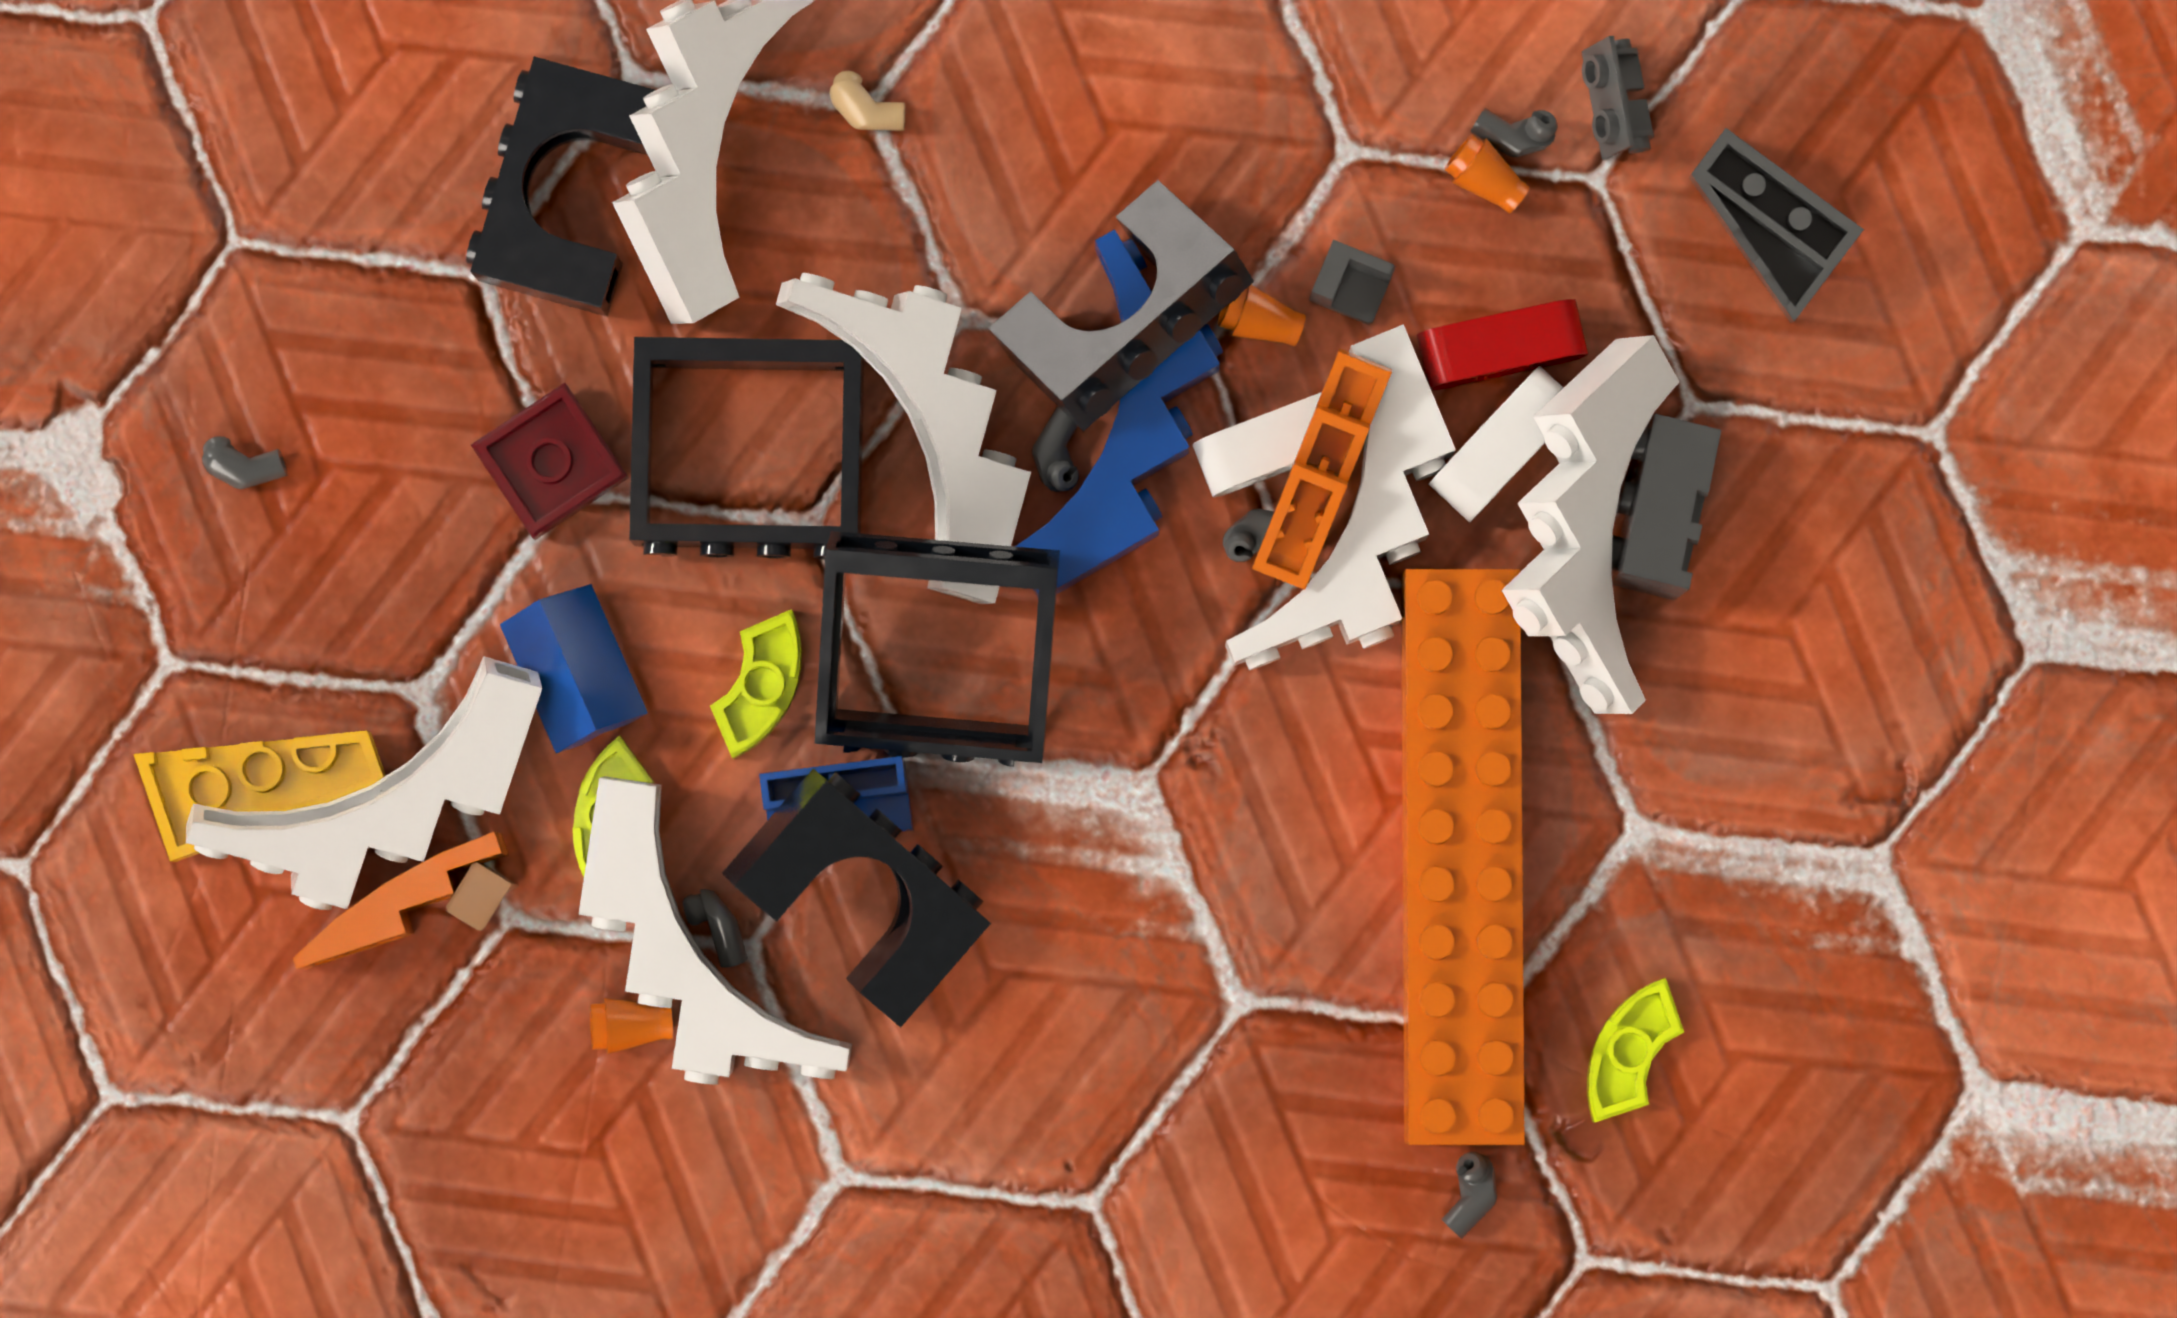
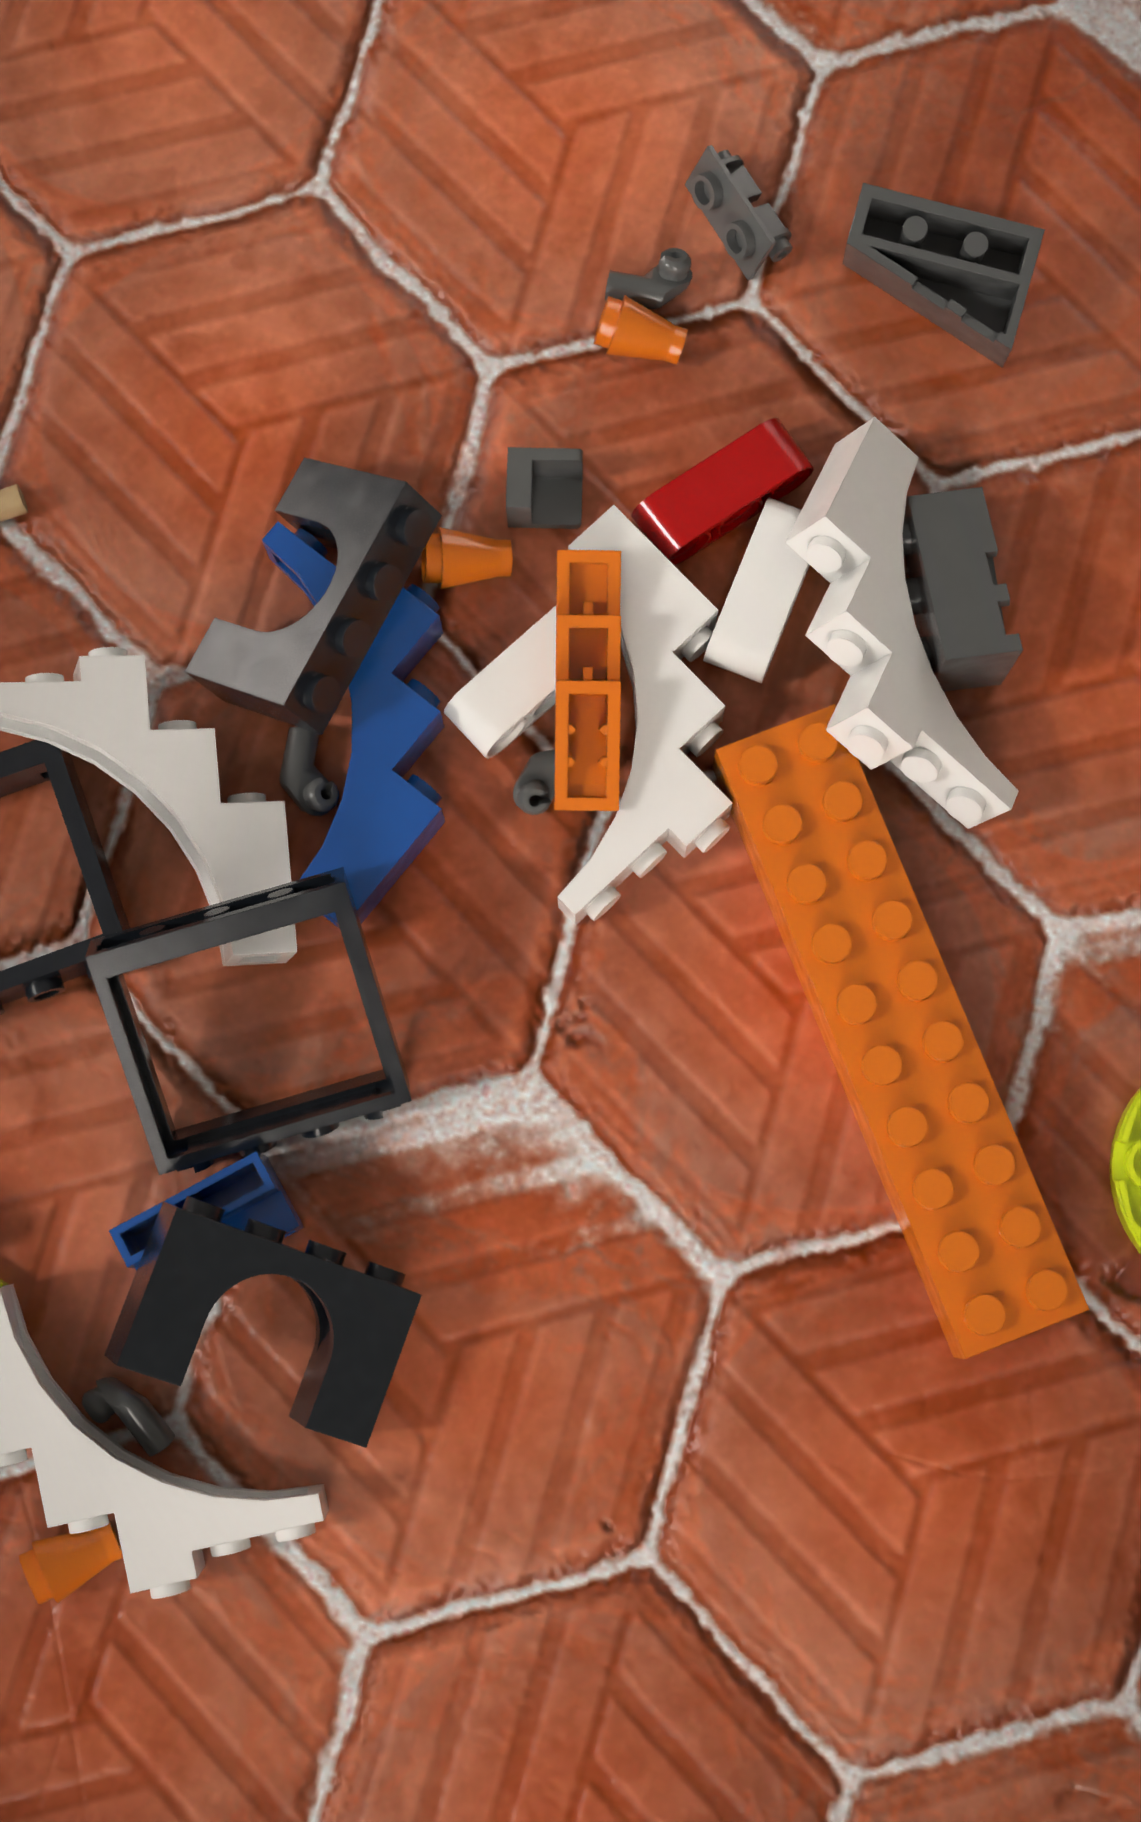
camera: 20 degrees left, 5 degrees down
(765, 683) = (88, 1134): neon yellow tile -> none
(1477, 1193) = (1054, 1382): dark grey arm -> none

